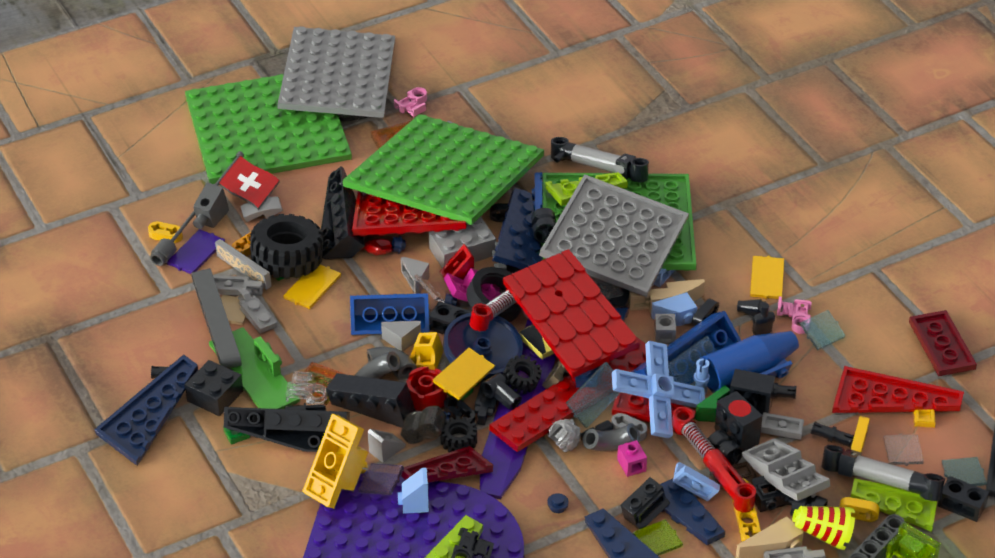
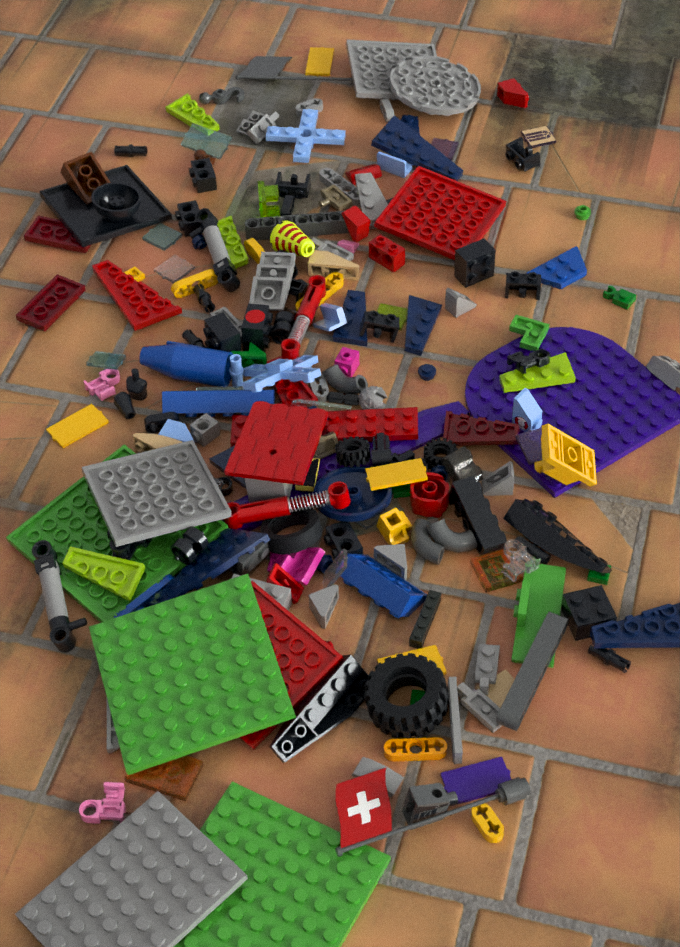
camera: 135 degrees left, 5 degrees up
(334, 315) = (425, 619): none -> pearl dark grey piece

